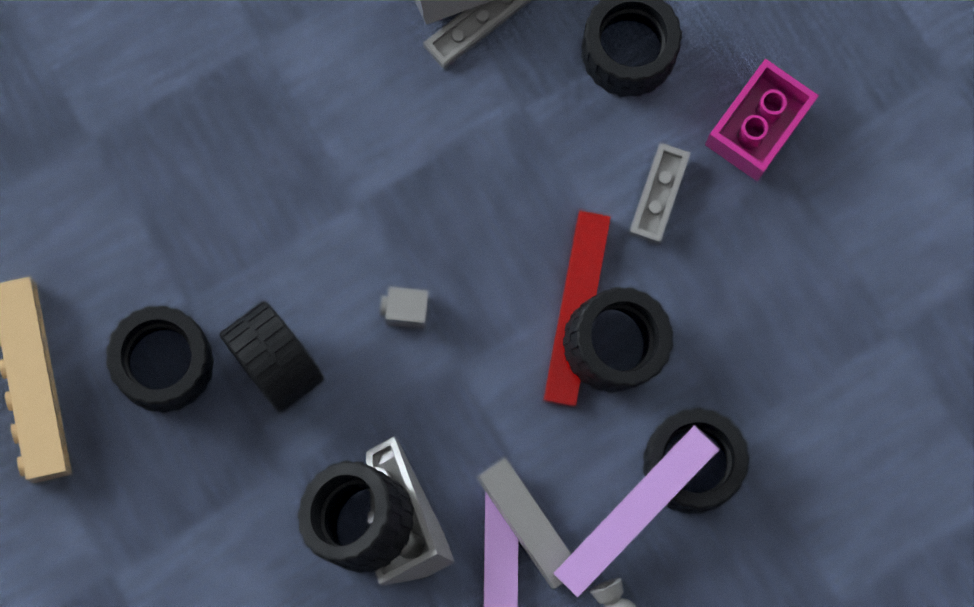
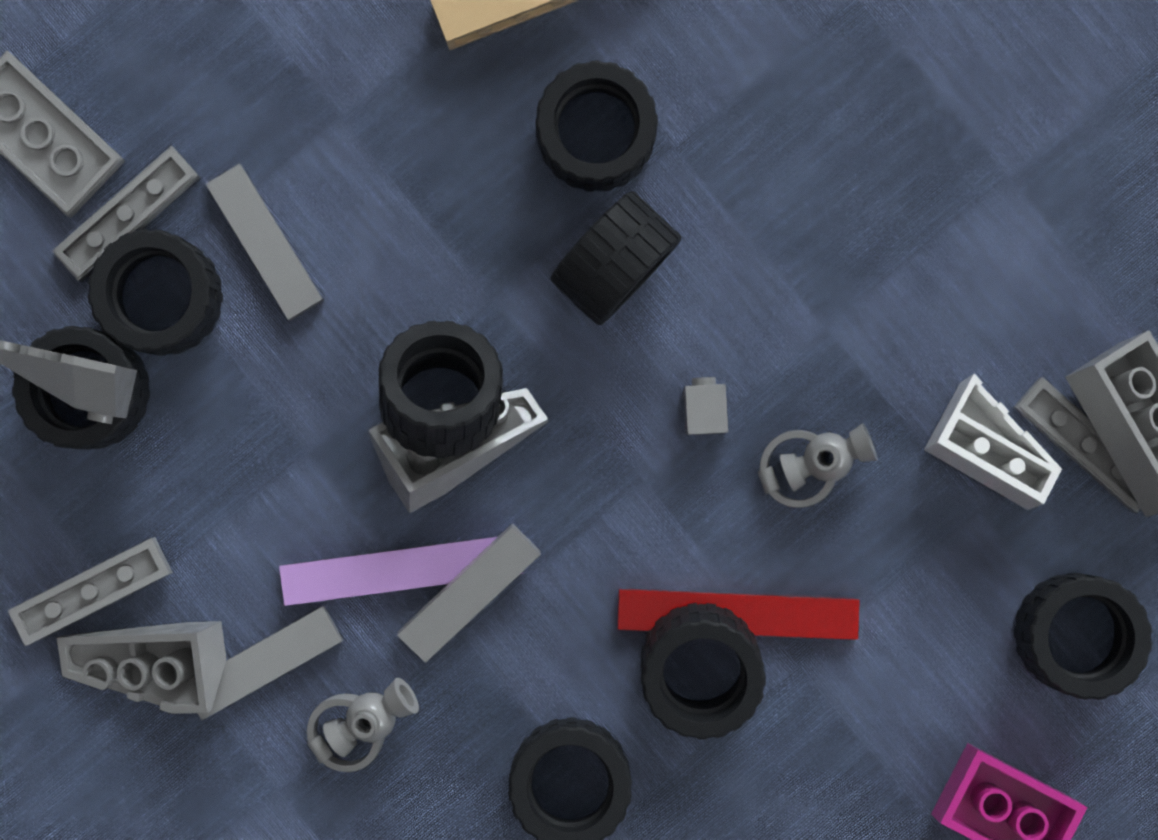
camera: 85 degrees right, 10 degrees up
(465, 229) = (797, 469): none -> light grey piece
(473, 89) = (992, 448): none -> white wedge
(636, 511) = (497, 723): lavender tile -> none
(659, 193) = (896, 695): light grey plate -> none

